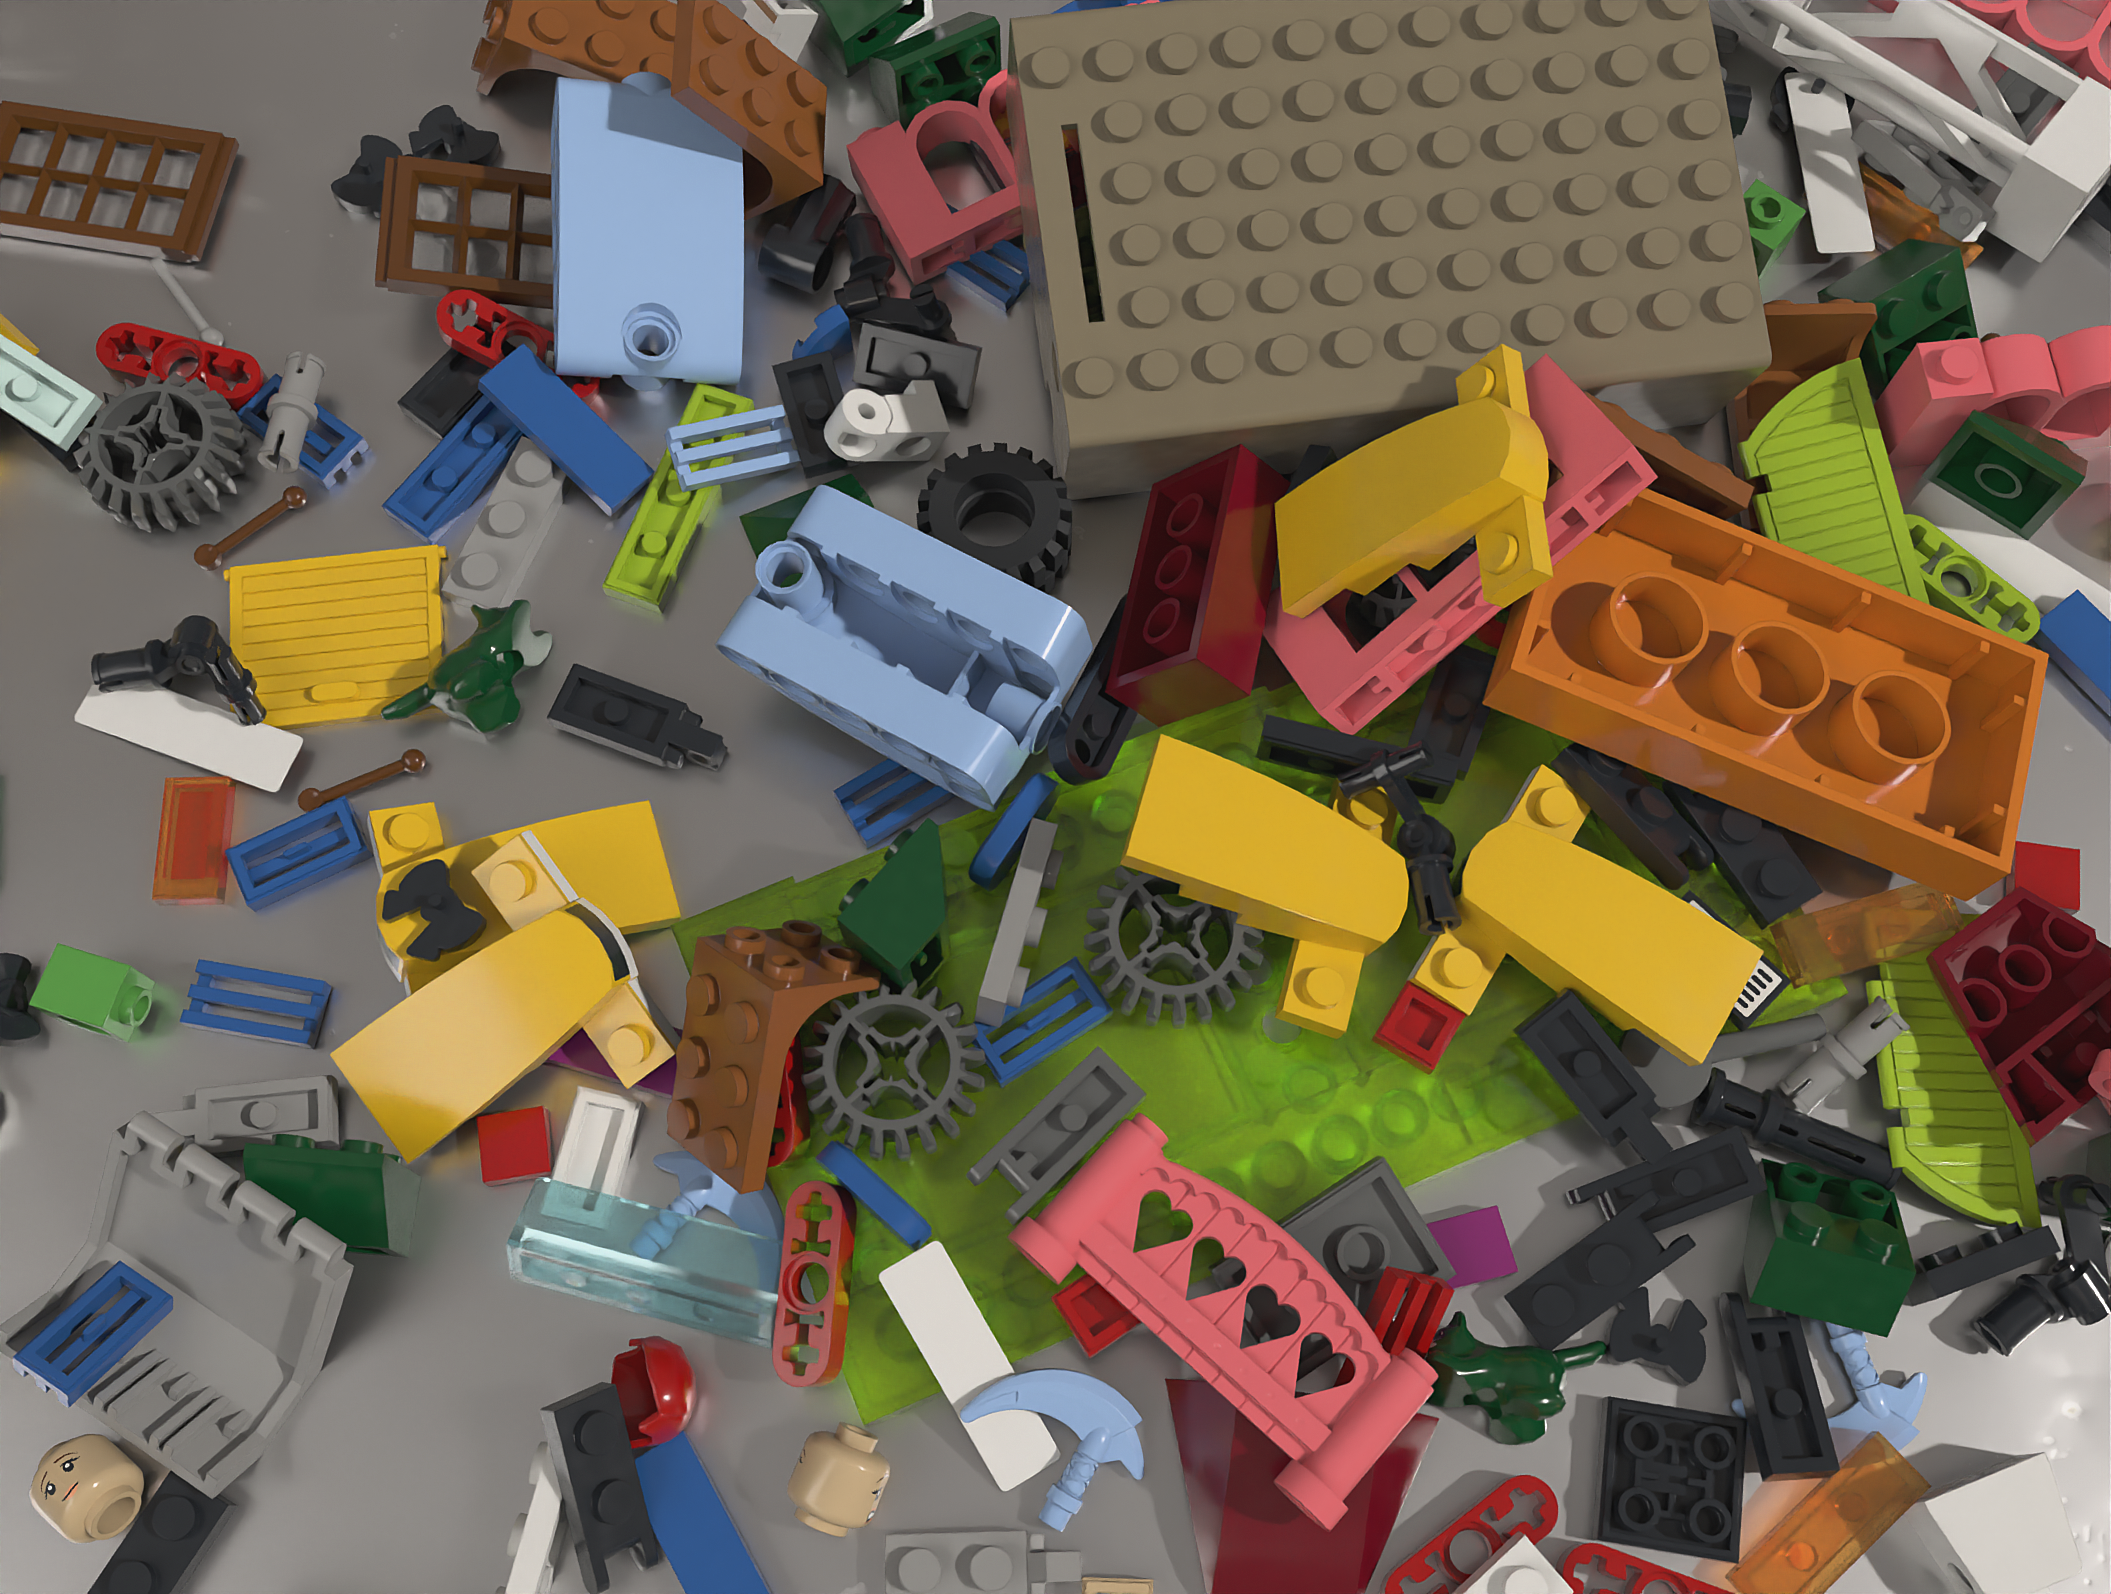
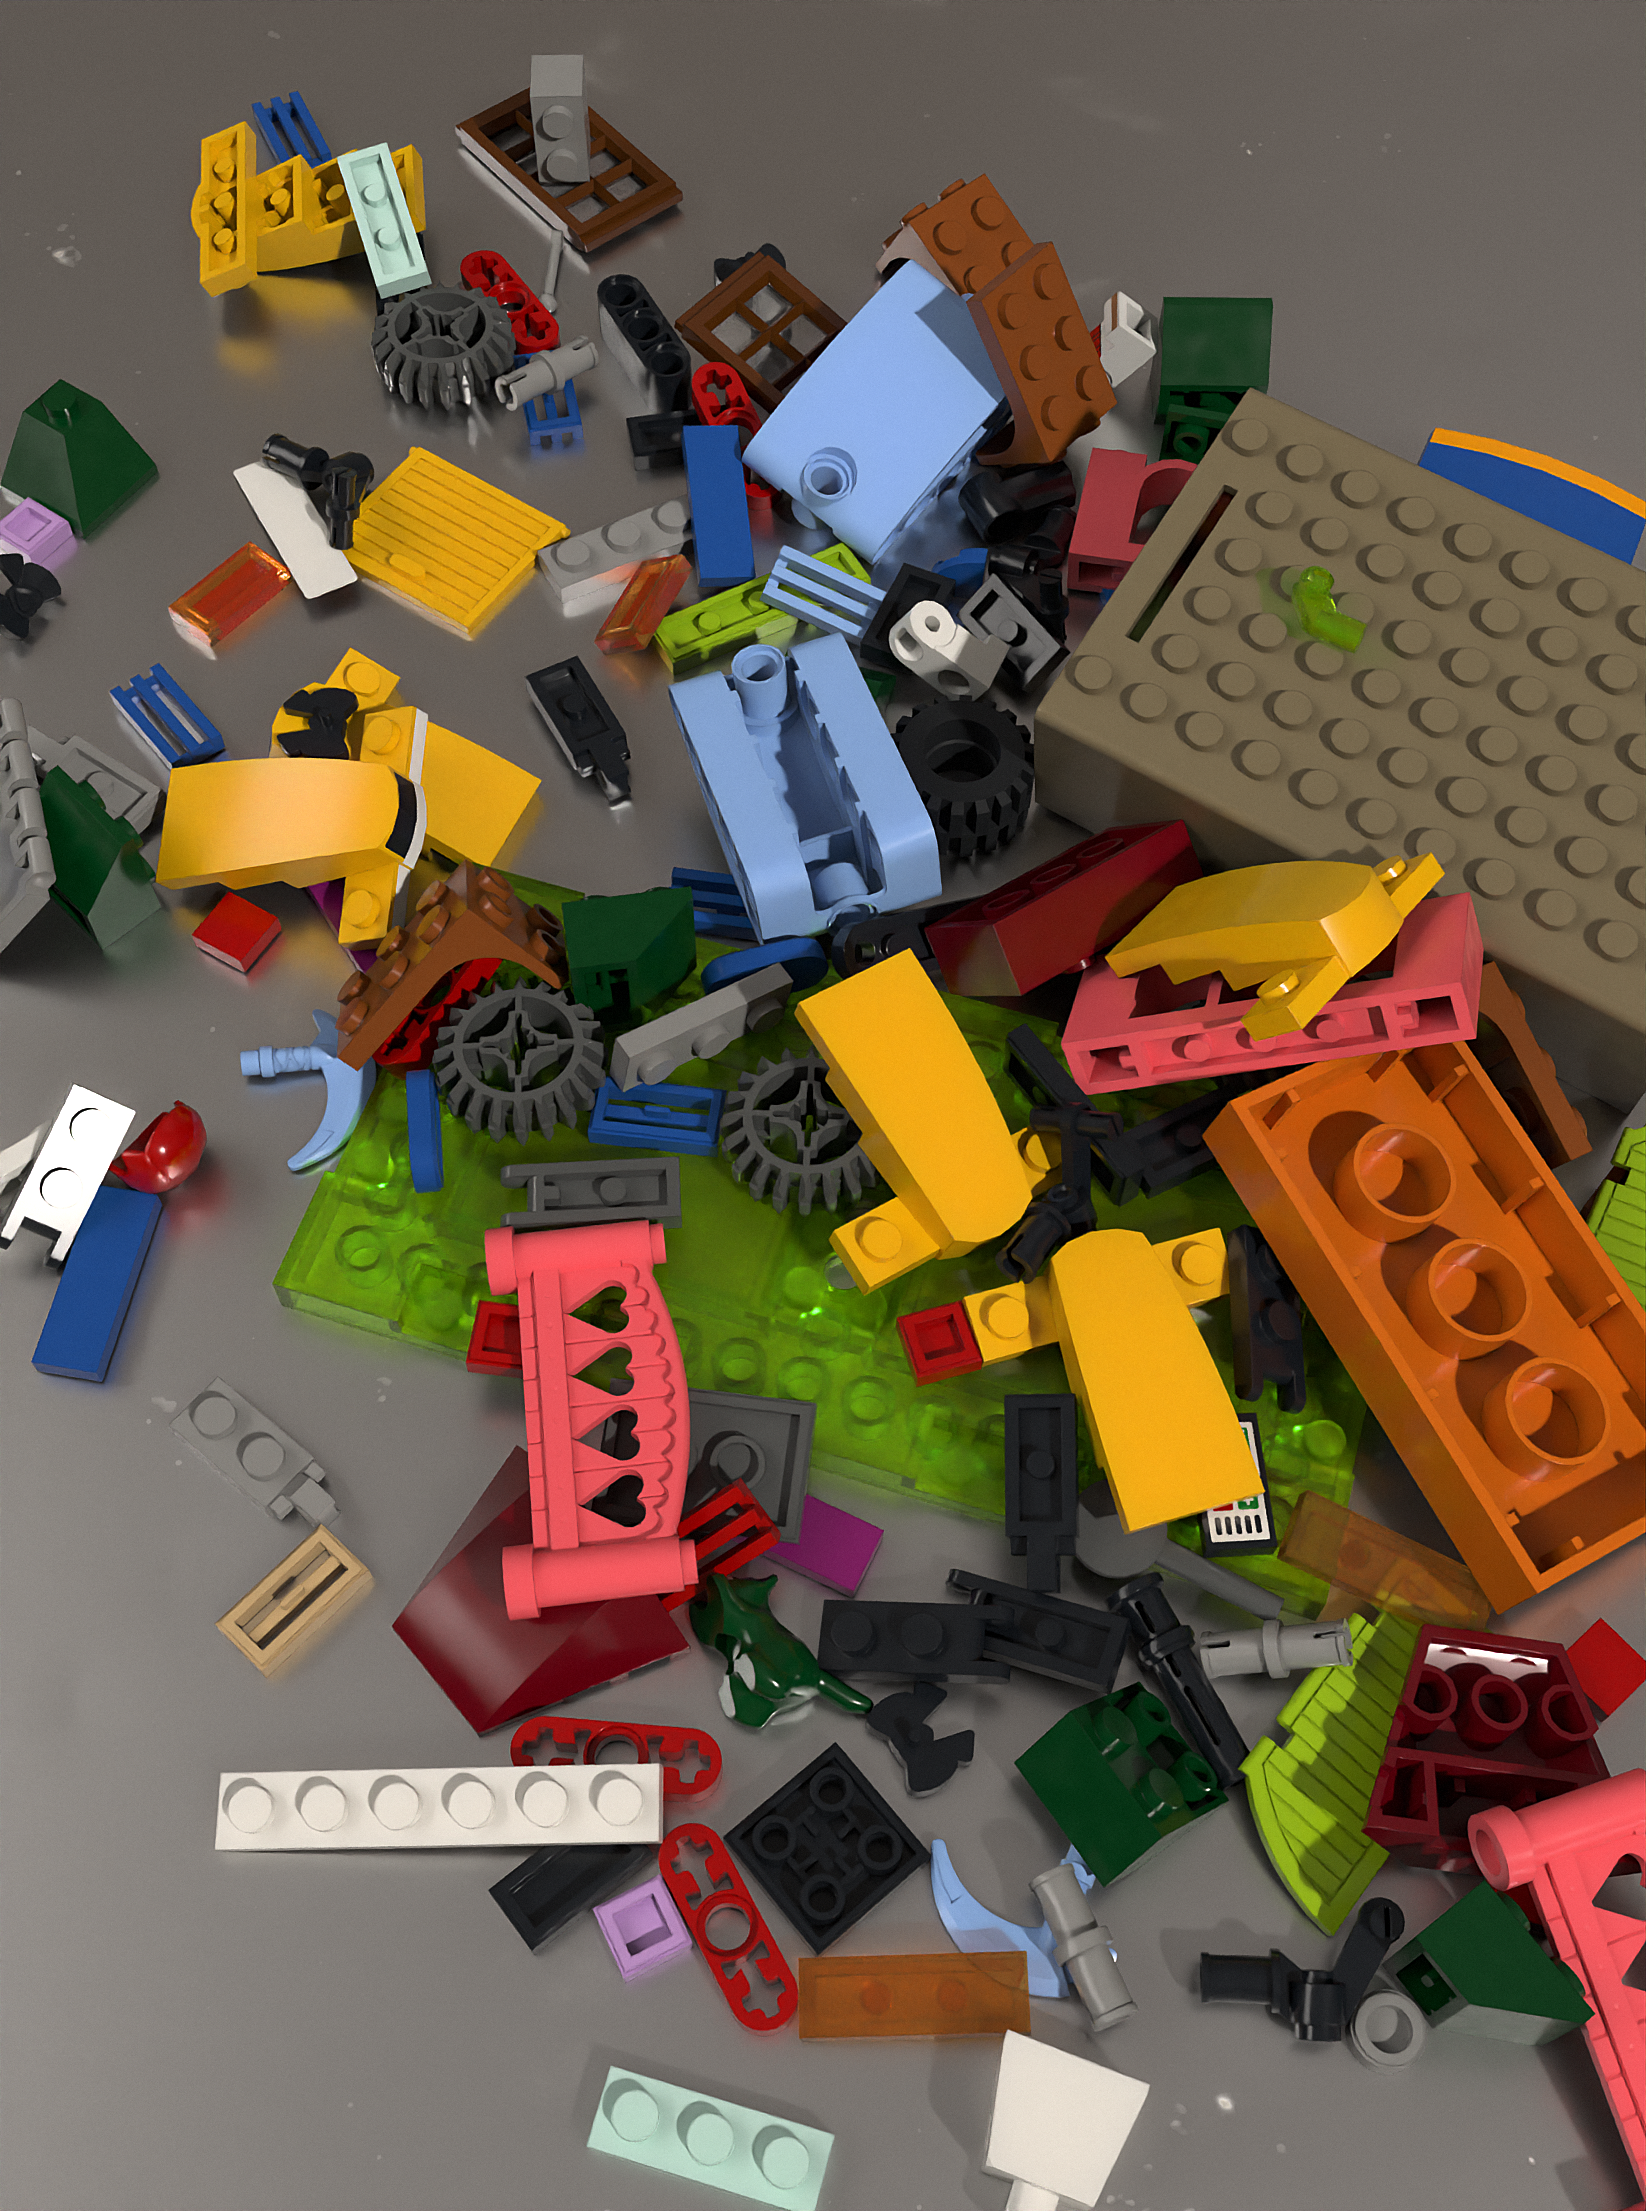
camera: 40 degrees right, 10 degrees down
(71, 146) = (560, 118): none -> light grey brick
(93, 993) = (75, 633): bright green brick -> none
(210, 556) = (414, 433): reddish brown hinge -> none
(309, 873) = (281, 656): blue tile -> none
(331, 299) = (644, 344): none -> black beam
(411, 761) = (329, 626): reddish brown hinge -> none
(455, 472) = (618, 488): blue tile -> none
(459, 138) = (832, 283): black piece -> none
(478, 675) = (505, 617): dark green animal -> none
(584, 571) = (643, 605): none -> clear orange tile
(598, 1141) = (276, 981): white tile -> none
(647, 1260) = (245, 1069): clear light blue panel -> none
(791, 1302) = (286, 1182): red beam -> none
(838, 1480) = (223, 1311): tan head -> none
(966, 1361) = (380, 1305): white sticker -> none
(1089, 1408) = (438, 1411): light blue piece -> none
(1242, 195) = (1318, 613): none -> clear neon green arm
(1748, 855) = (1336, 1432): black hinge -> none
(1779, 1393) = (972, 1857): black hinge -> none
(1911, 1393) = (1083, 1947): none -> light grey pin
(2002, 1252) = (1270, 1916): black plate -> none

